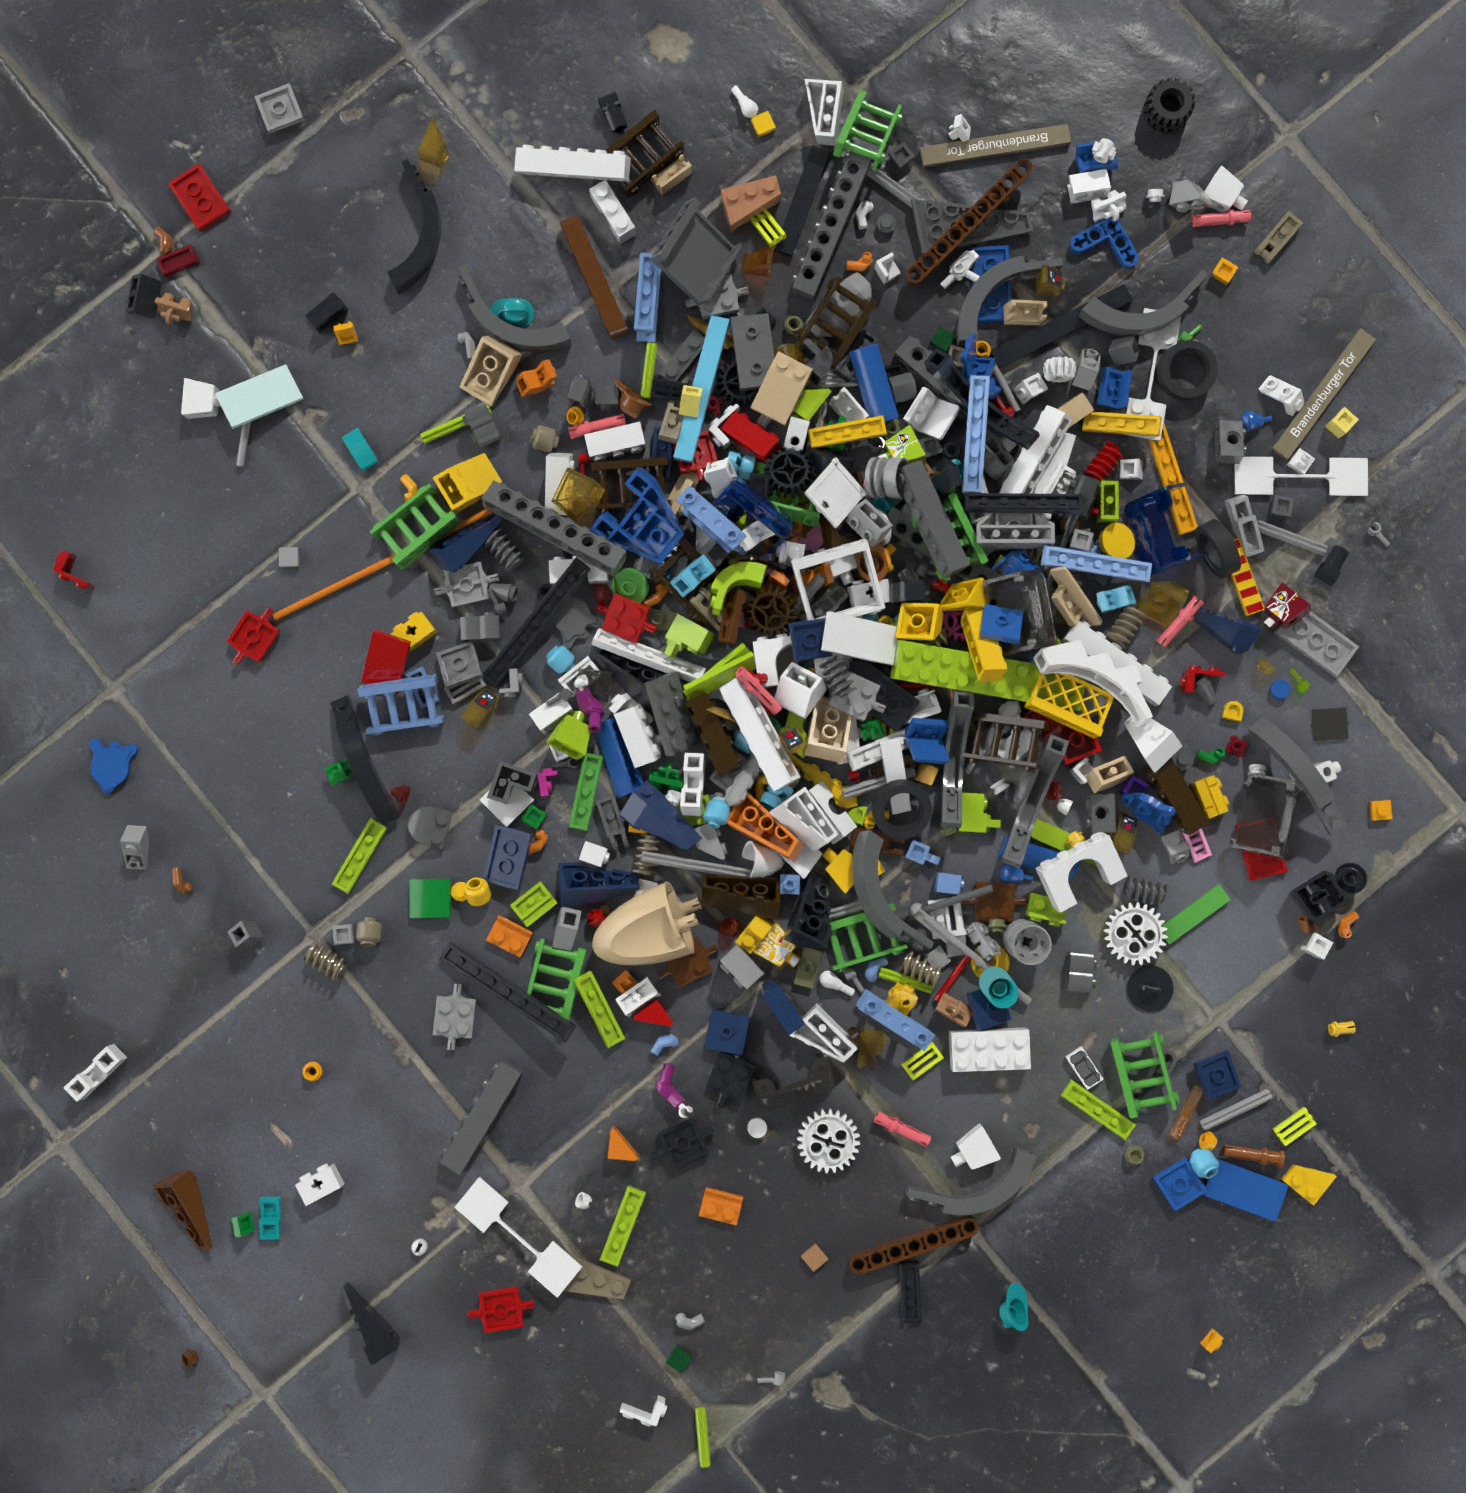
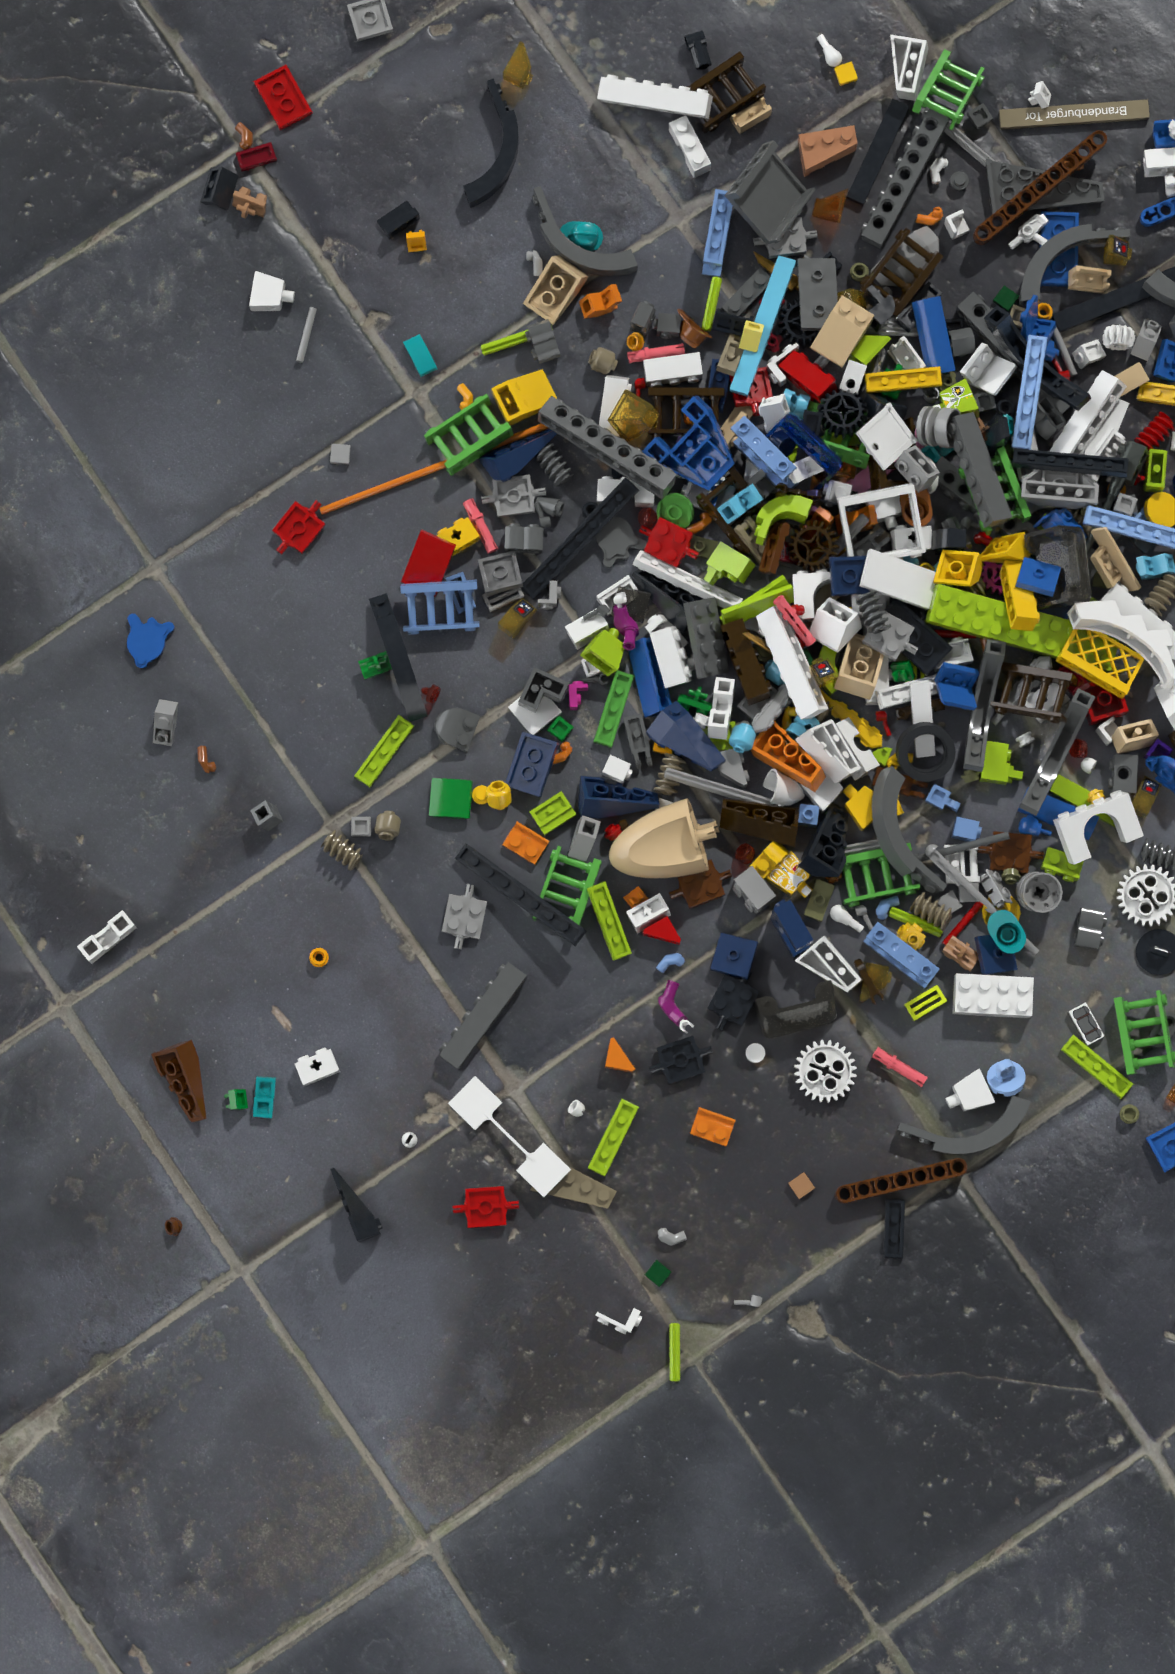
camera: 10 degrees right, 5 degrees down
(63, 564) = (118, 440): red bracket -> none
(259, 396) = (326, 295): light aqua tile -> none
(433, 614) = (477, 520): none -> coral pin
(560, 659) = (600, 576): medium azure head -> none
(594, 277) = (665, 208): reddish brown beam -> none
(761, 217) = (835, 164): neon yellow tile -> none
(872, 784) = (898, 726): light grey axle -> none
(889, 550) = (935, 499): light orange arm -> none
(926, 774) = (952, 721): pearl gold slope -> none
(1009, 1132) = (1006, 1078): none -> light blue tile
(1015, 1308) = (997, 1252): teal piece -> none

